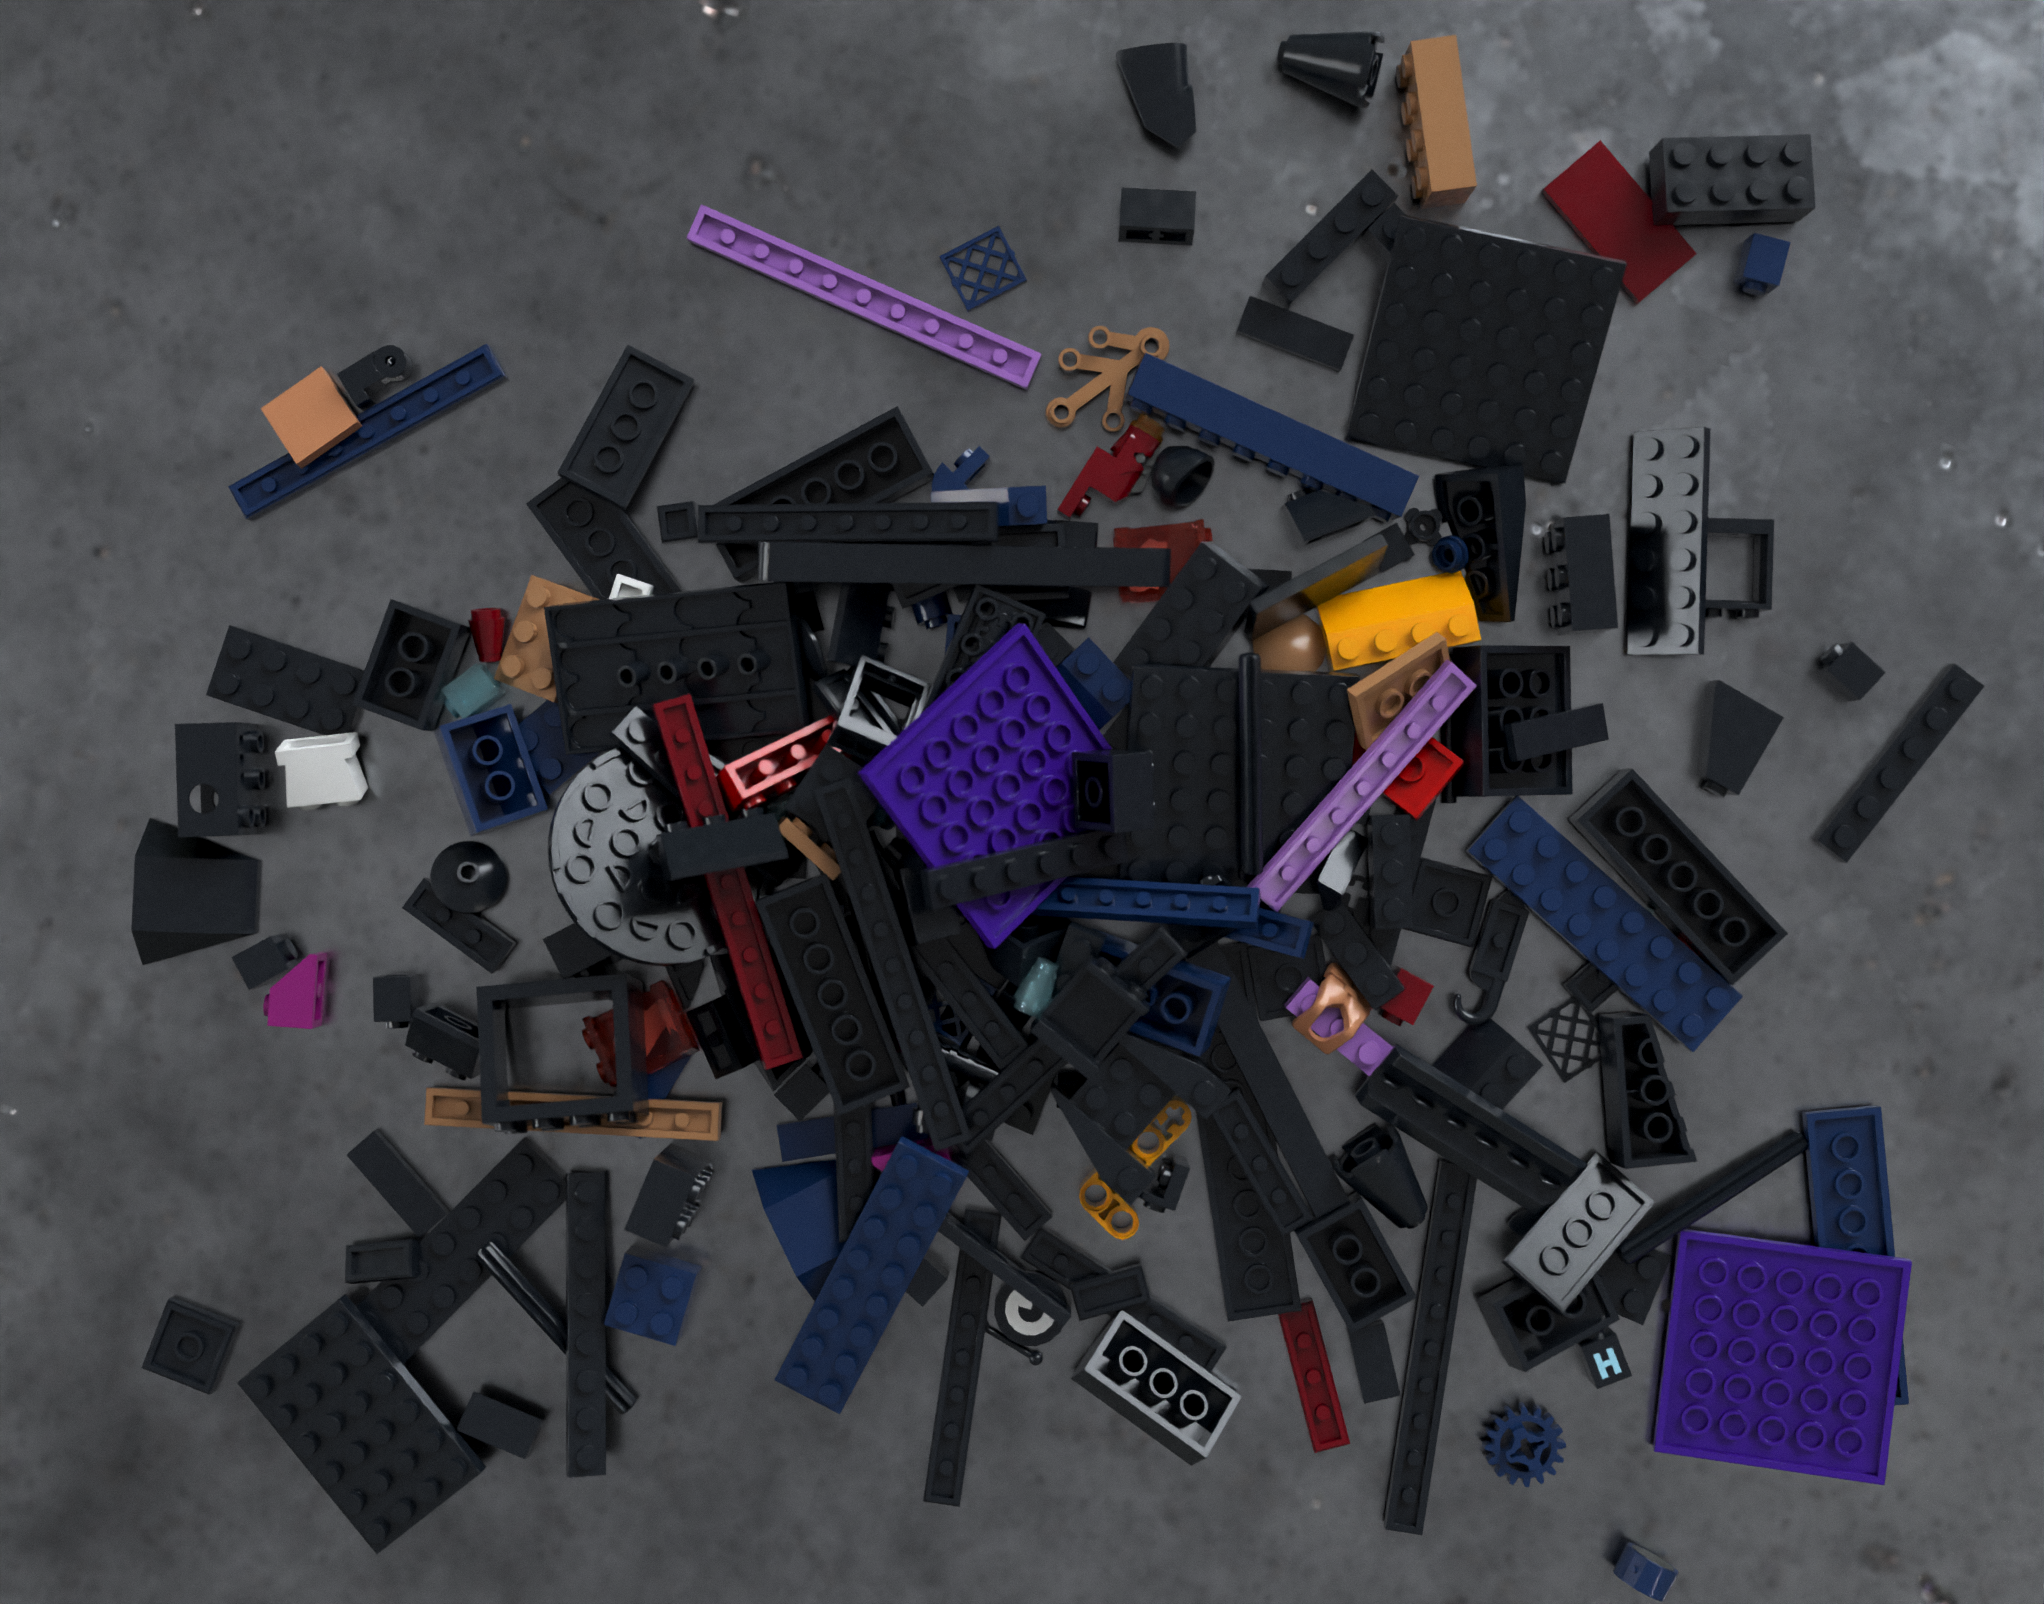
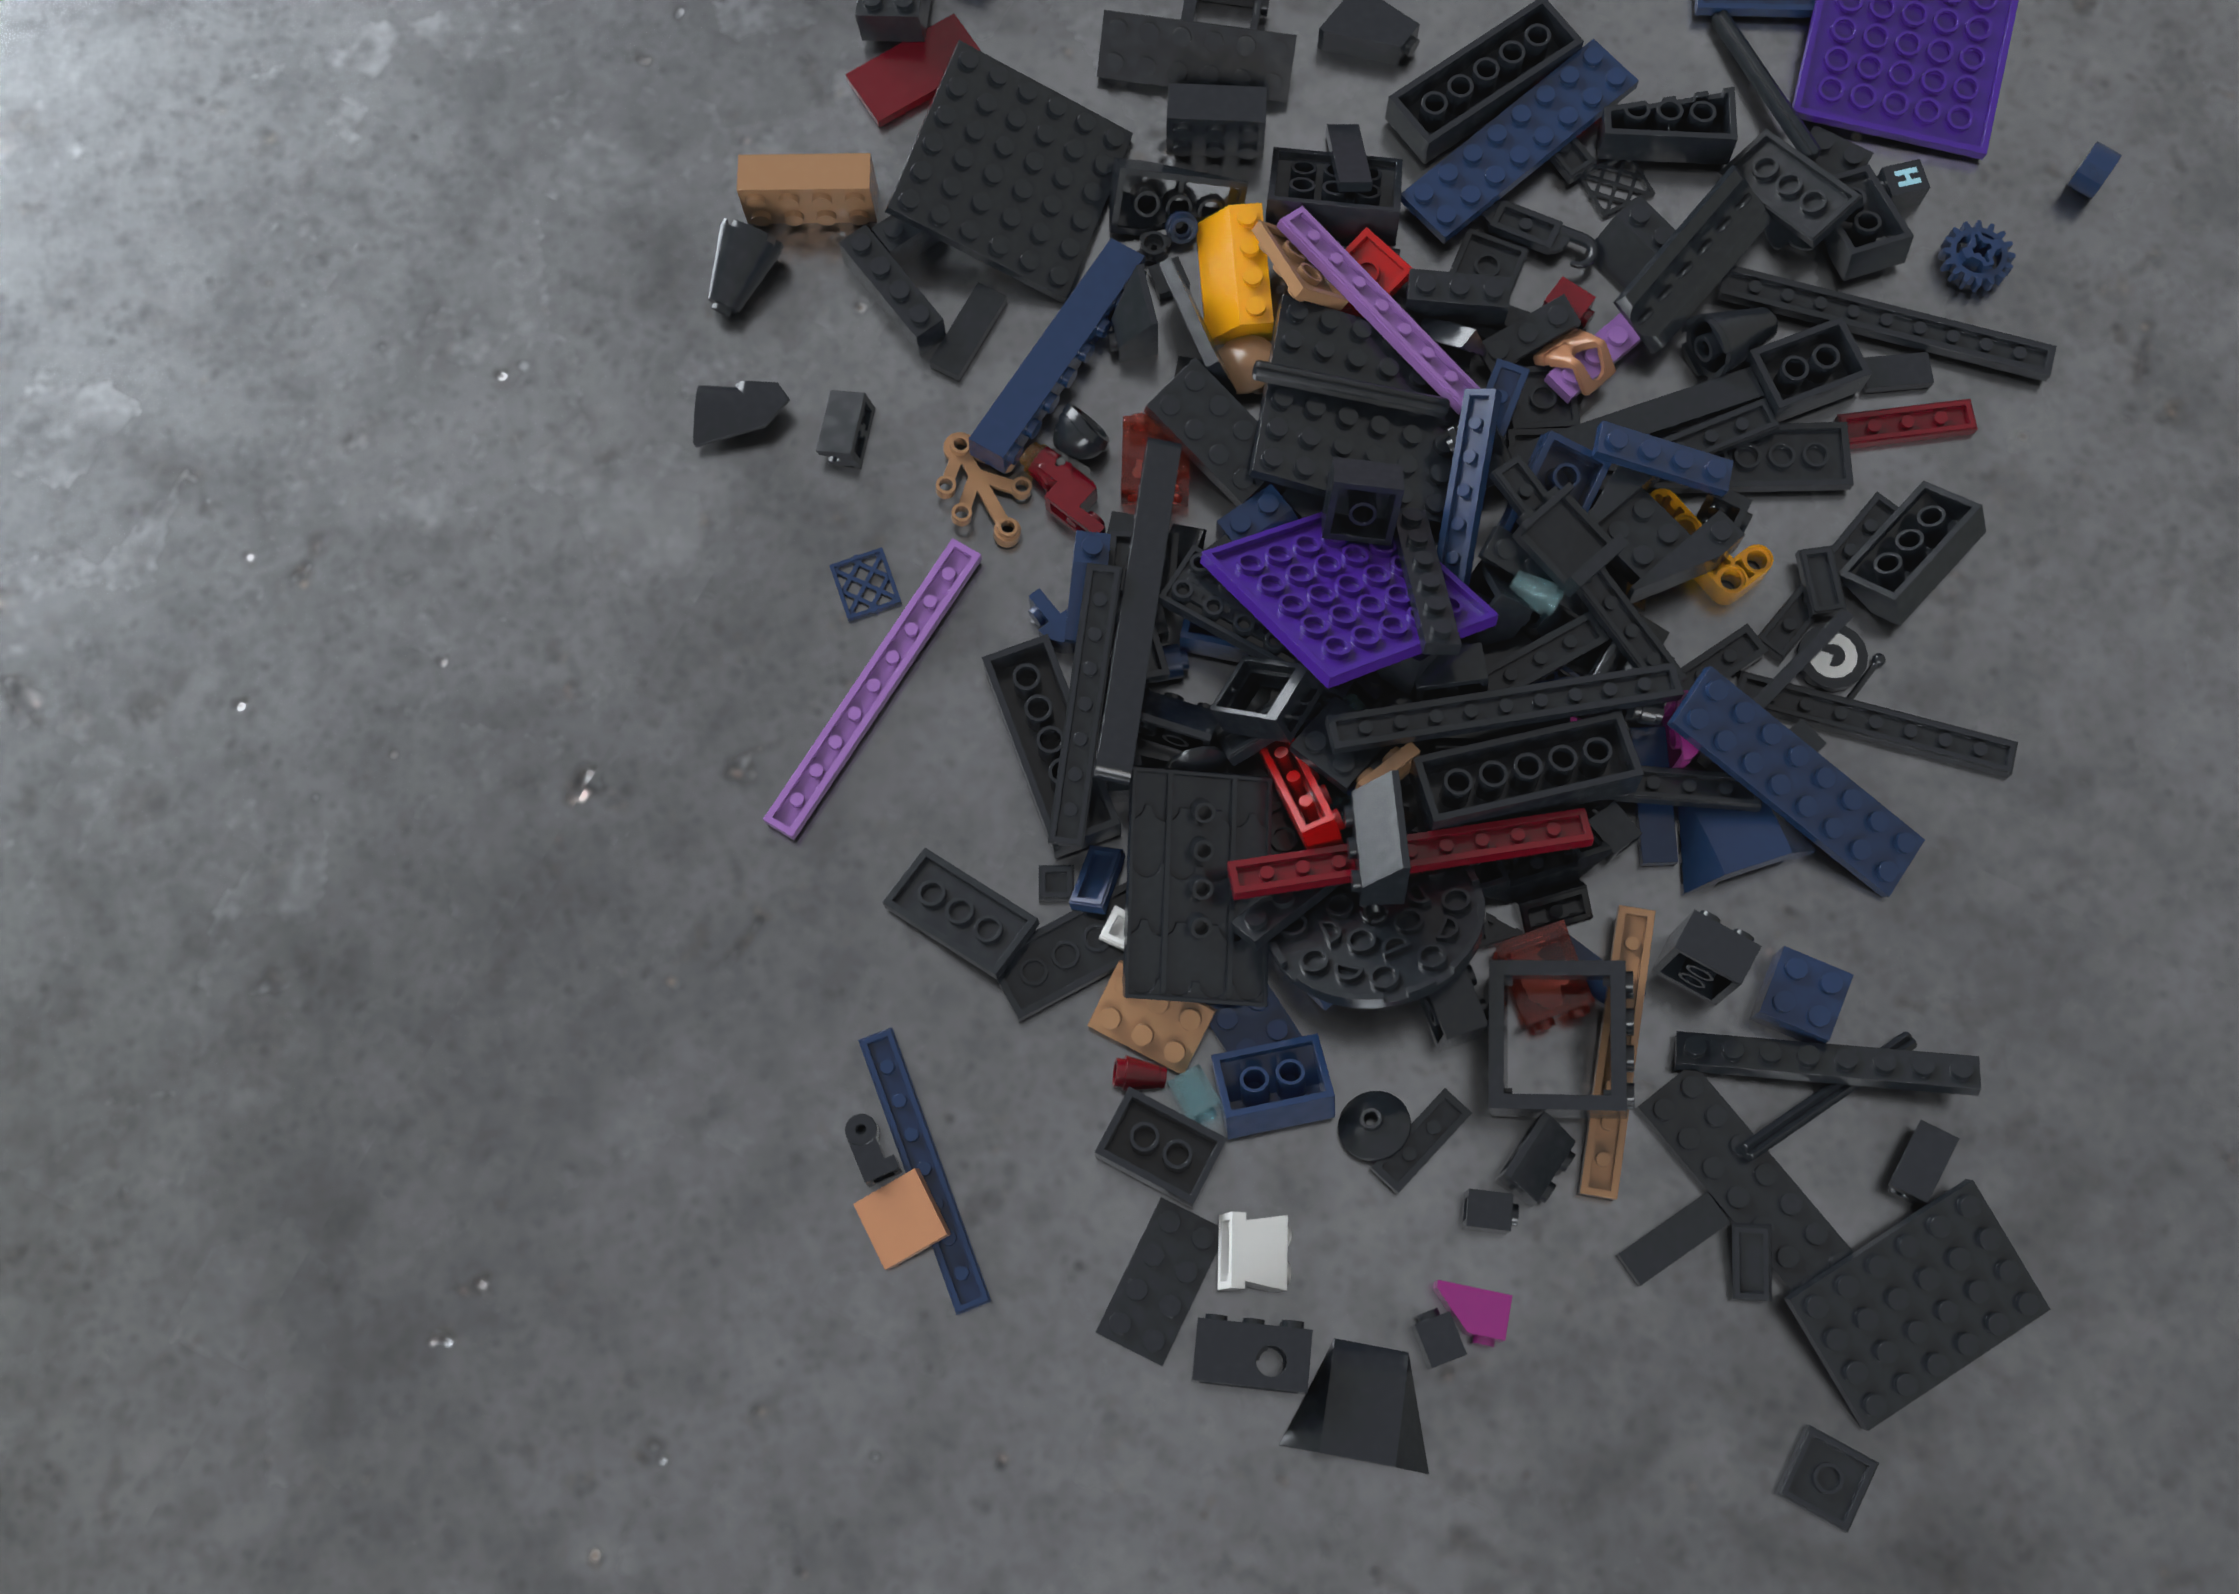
camera: 80 degrees left, 15 degrees down
(682, 563) = (1097, 879): none -> dark blue tile
(1202, 1109) = (1662, 458): none -> dark blue plate

